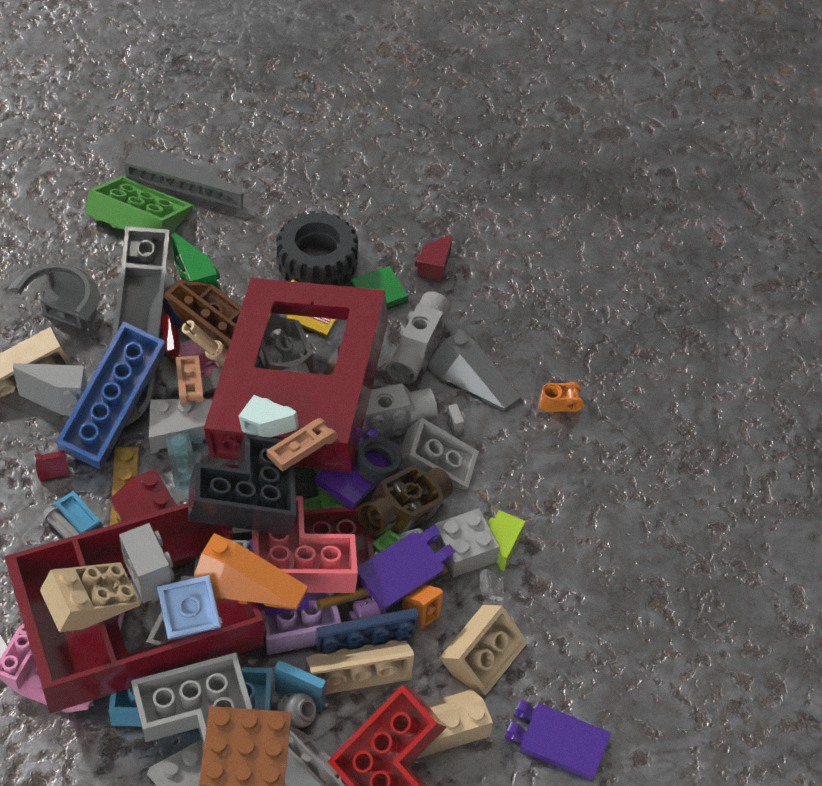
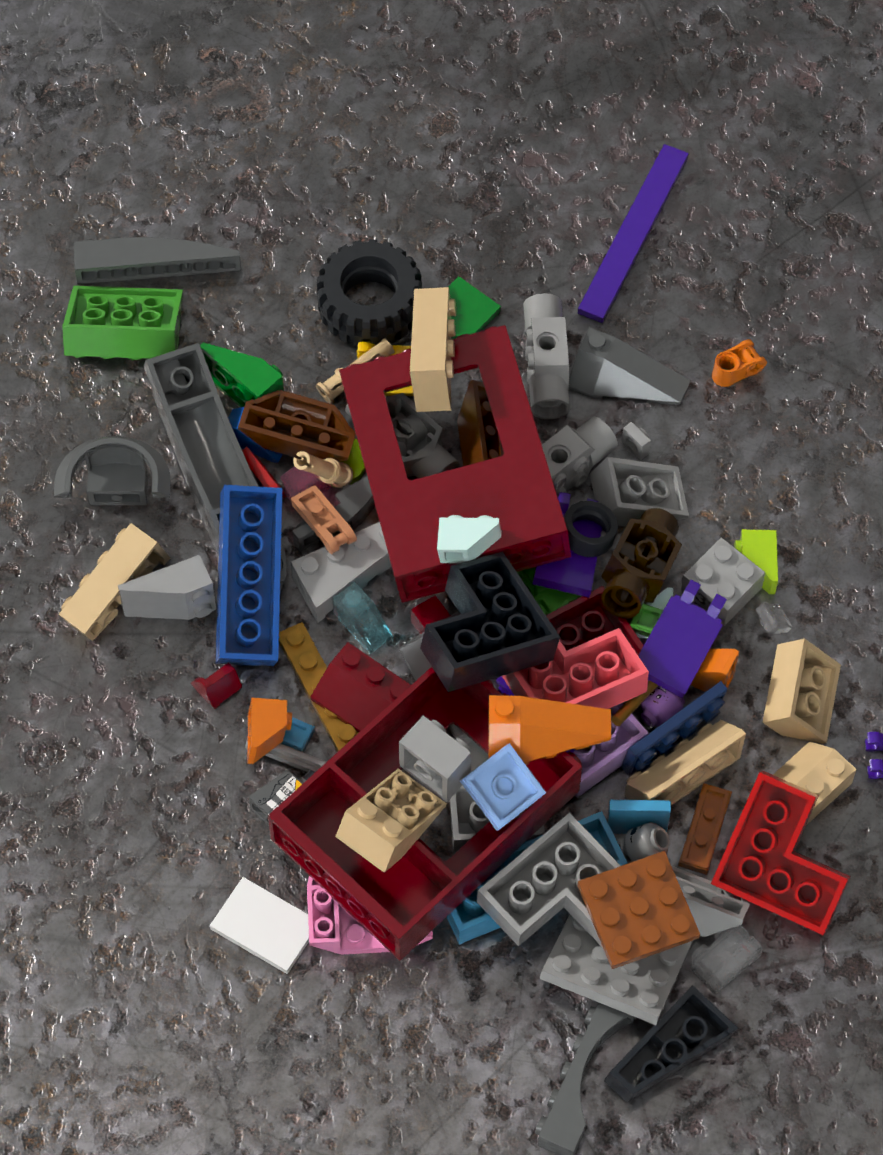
camera: 20 degrees left, 10 degrees up
(60, 504) = (266, 726): none -> orange slope
(301, 444) = (521, 553): nougat plate -> none
(318, 284) = (432, 349): none -> tan wedge
(350, 719) = (705, 829): none -> dark orange tile
(434, 258) = (507, 246): dark red slope -> none
(531, 286) = (632, 233): none -> dark purple tile

